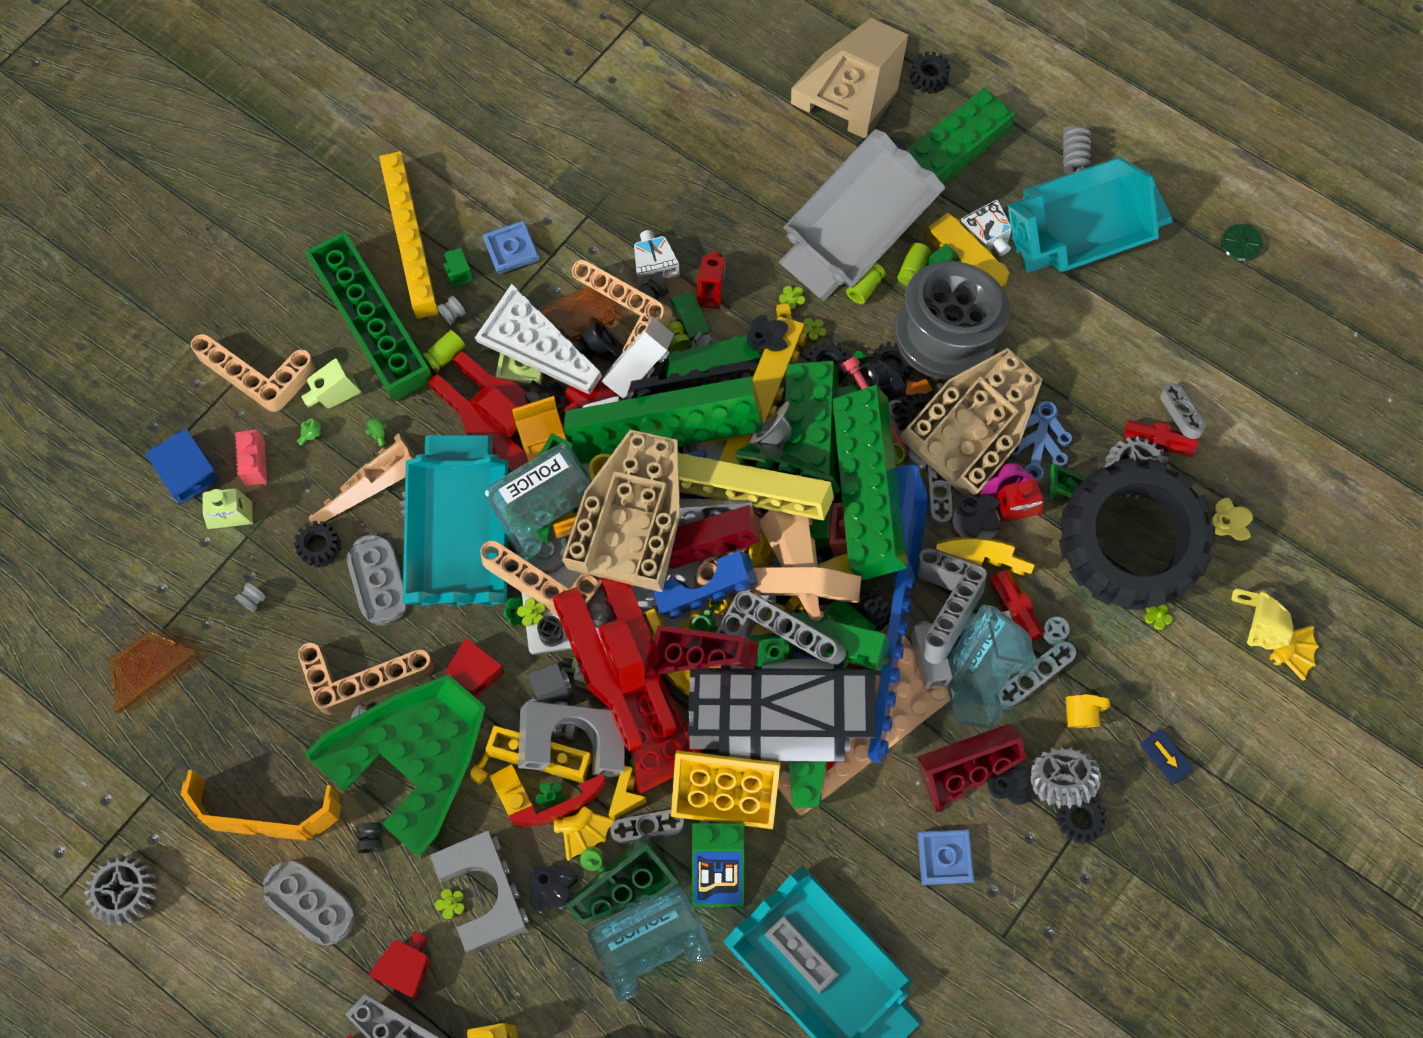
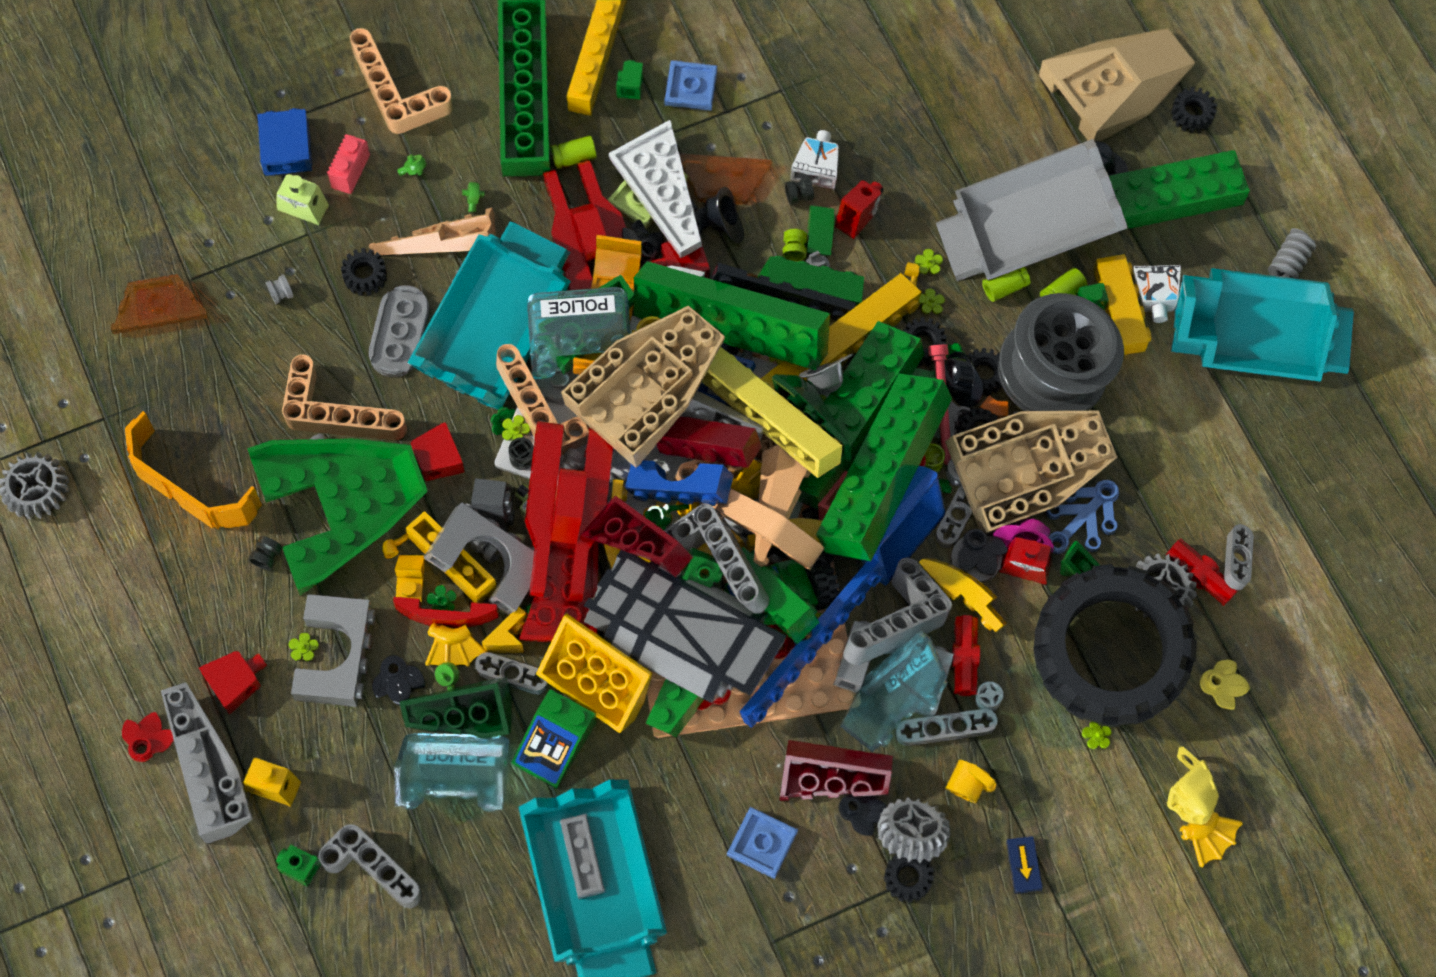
camera: 25 degrees right, 0 degrees up
(308, 902) = (184, 581): light grey tile -> none
(331, 386) = (454, 134): yellowish green torso -> none
(451, 310) = (602, 117): light grey wheel -> none
(628, 299) = (768, 189): light nougat beam -> none
(639, 357) = (746, 245): white wedge -> none
(767, 334) = (881, 284): black plate -> none
(1241, 242) = (1405, 427): dark green wheel -> none

